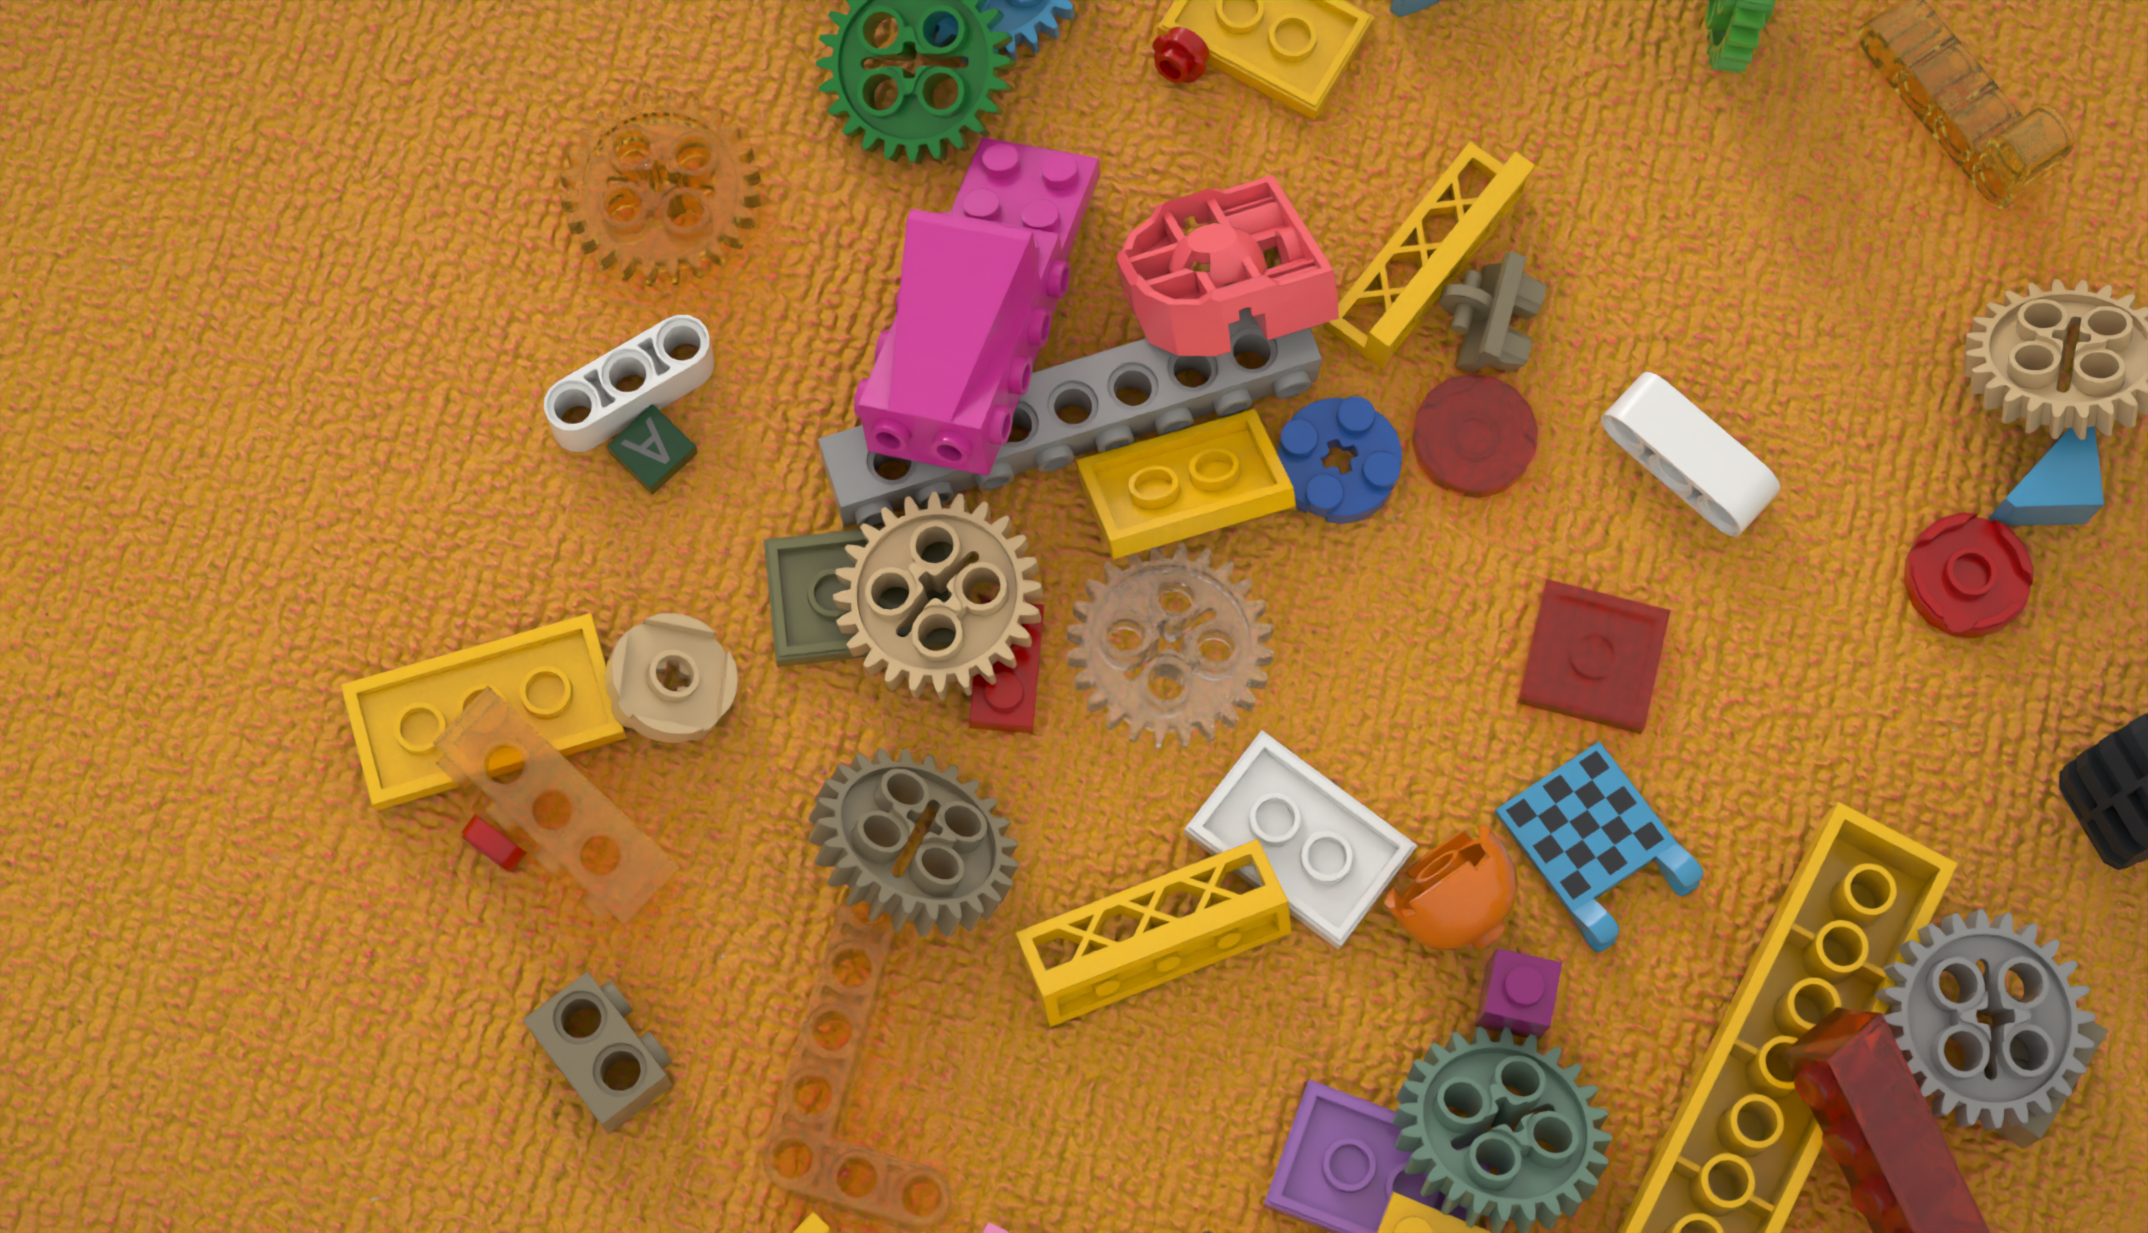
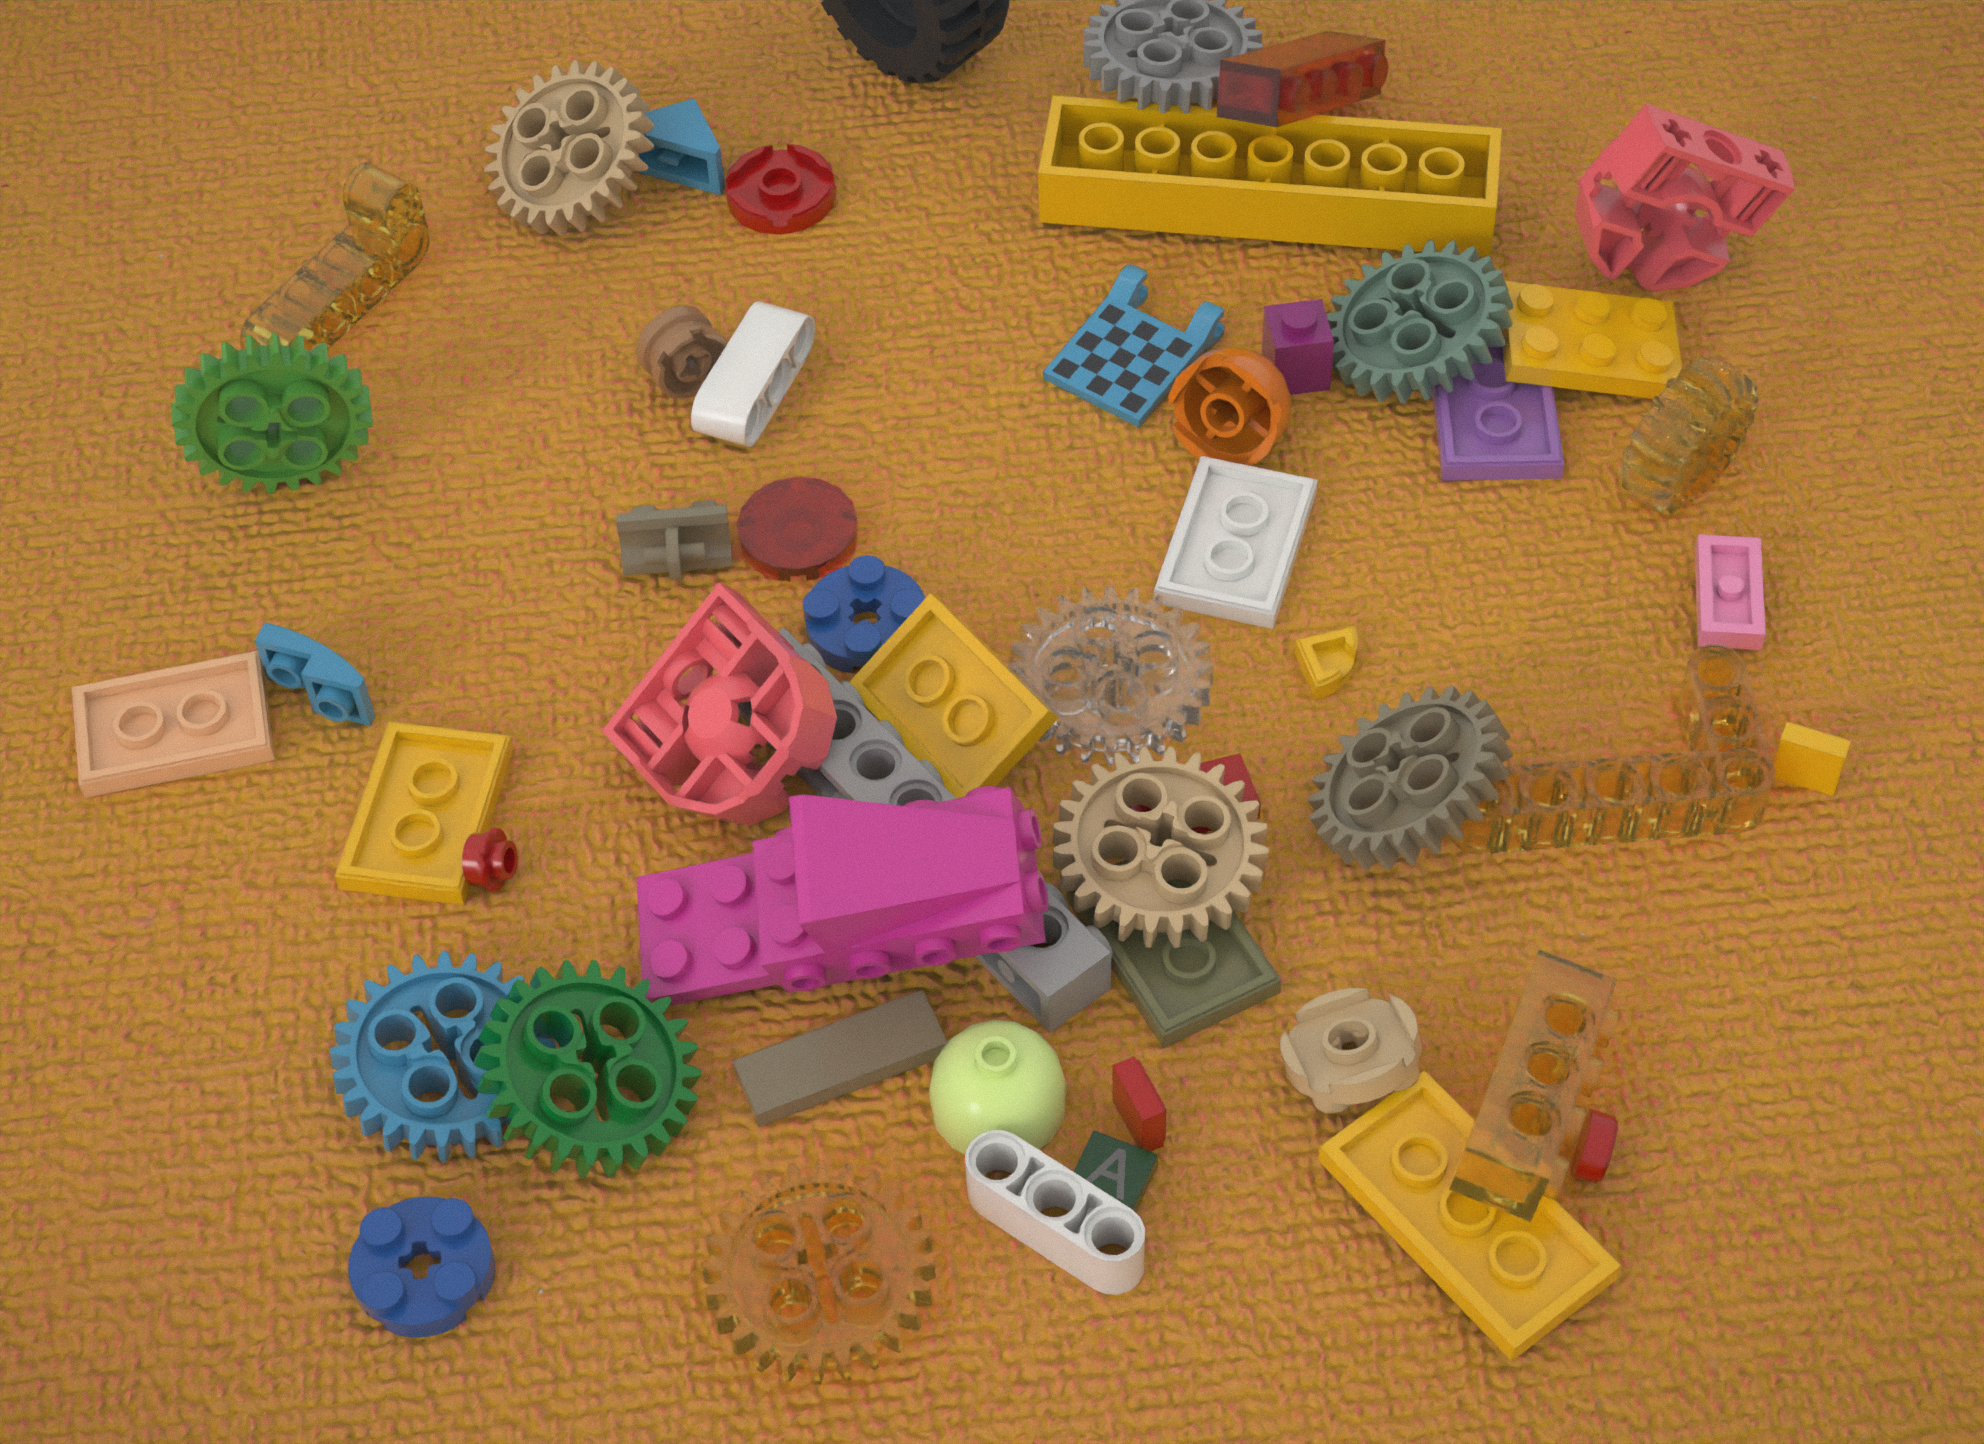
camera: 105 degrees left, 20 degrees down
(590, 1058) = (1743, 978): dark tan brick -> none
(699, 487) = (1139, 1104): none -> red tile
(770, 387) = (997, 1080): none -> yellowish green cylinder
(860, 274) = (840, 1058): none -> dark tan tile
(1115, 859) = (1327, 660): none -> yellow tile
(1163, 952) = (1387, 585): yellow fence -> none
(1446, 257) = (598, 577): yellow fence -> none
(1593, 656) = (968, 396): clear red tile -> none
(1734, 386) = (679, 350): none -> medium nougat wheel

